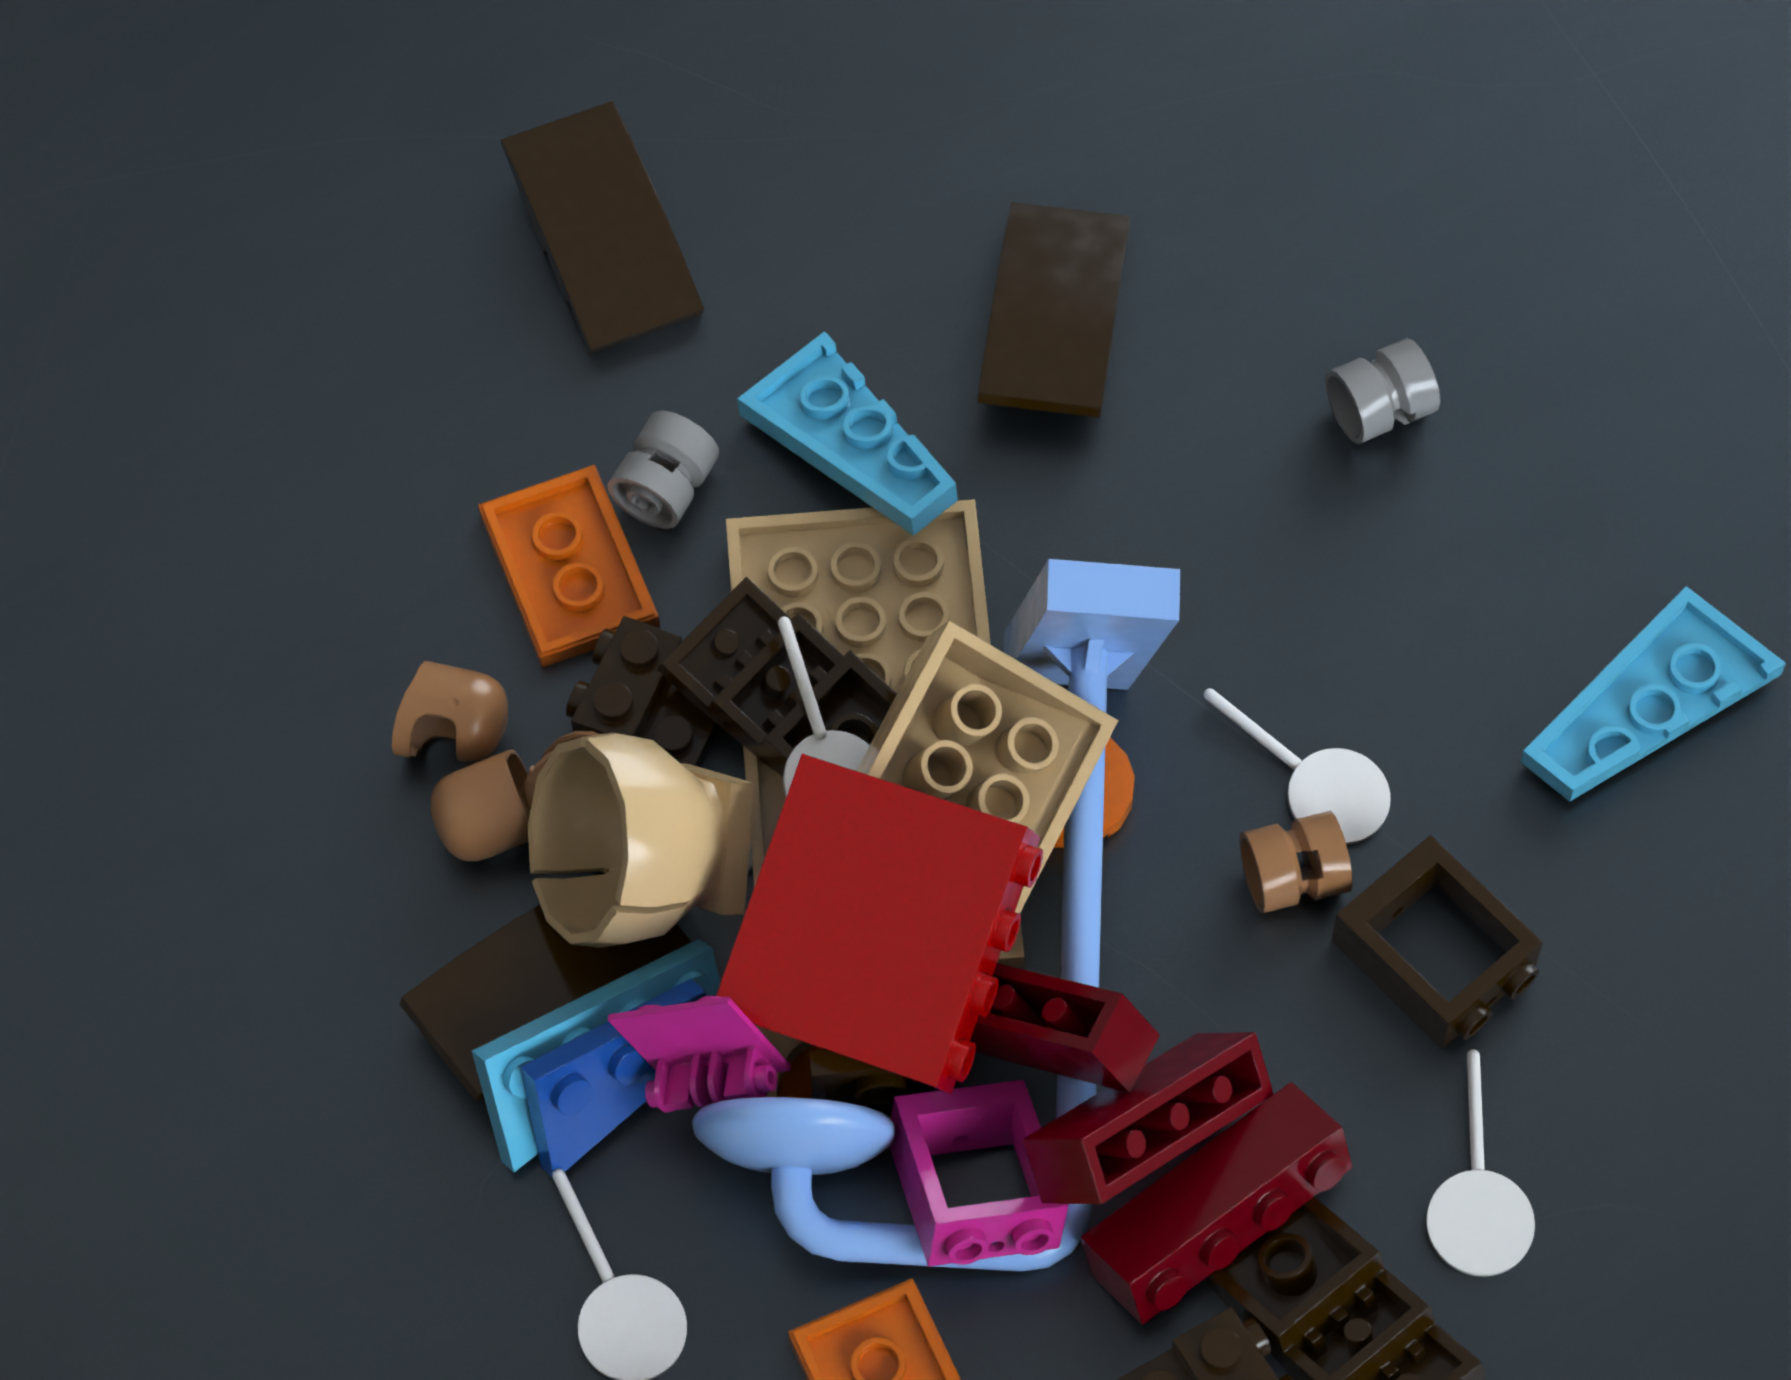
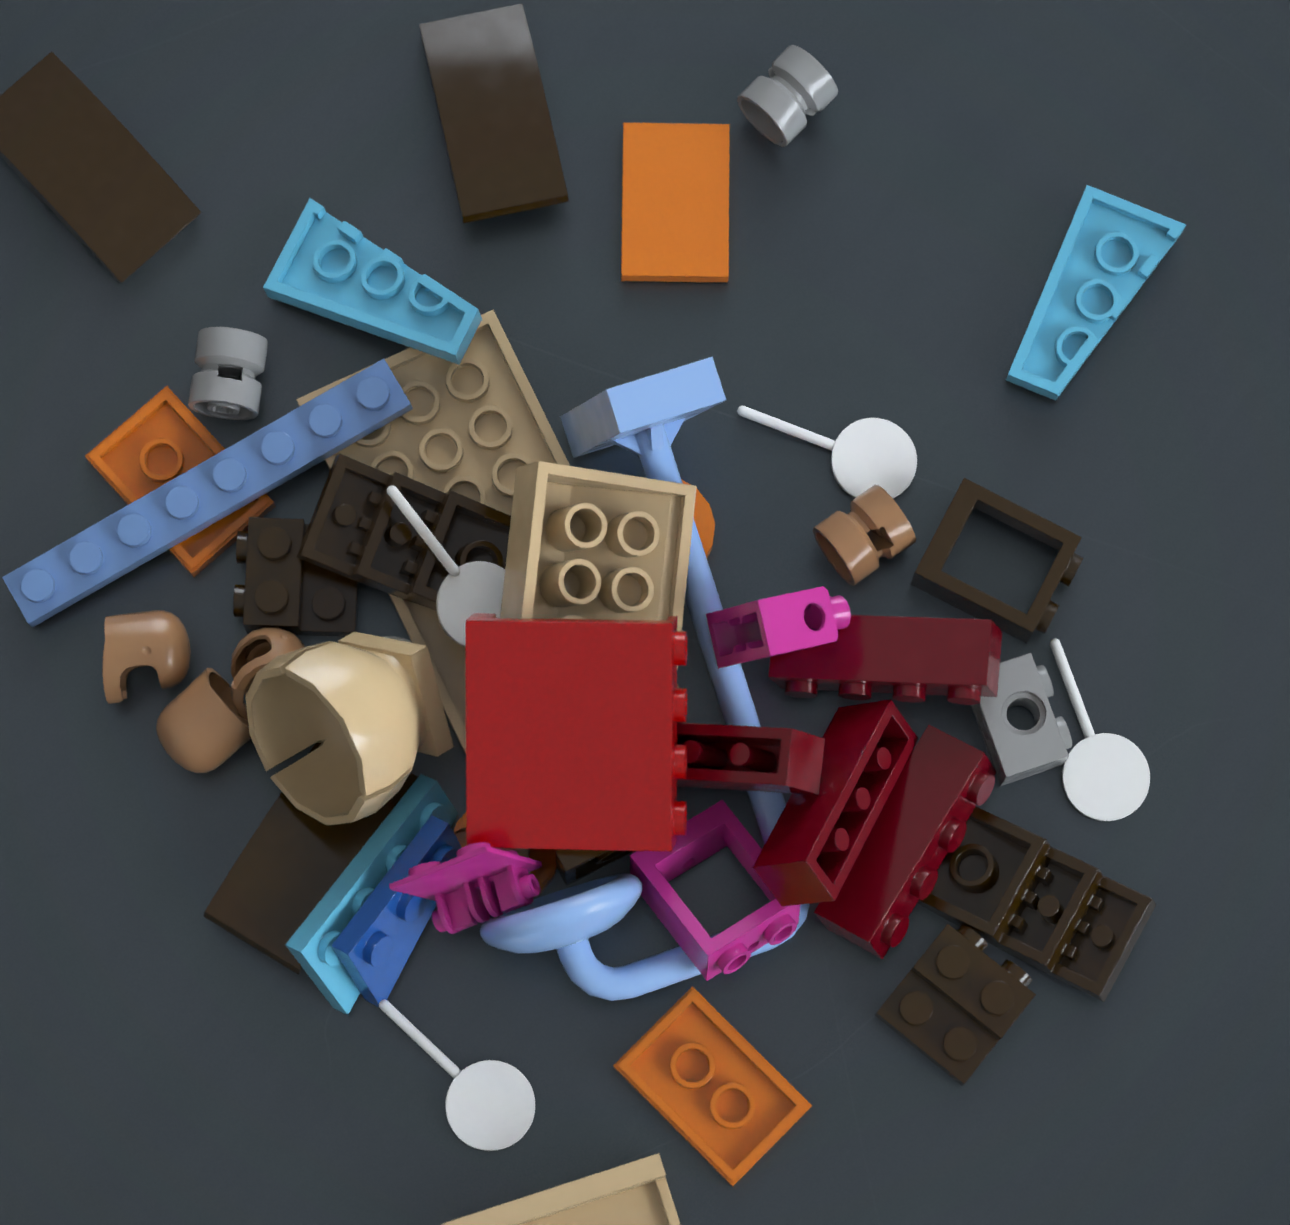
camera: 25 degrees left, 15 degrees up
(590, 579) = (207, 493): none -> medium blue plate
(1153, 899) = (776, 625): none -> dark pink torso
(1218, 463) = (675, 202): none -> orange tile
(1271, 988) = (898, 658): none -> dark red brick
(1389, 1155) = (1022, 752): none -> light grey brick

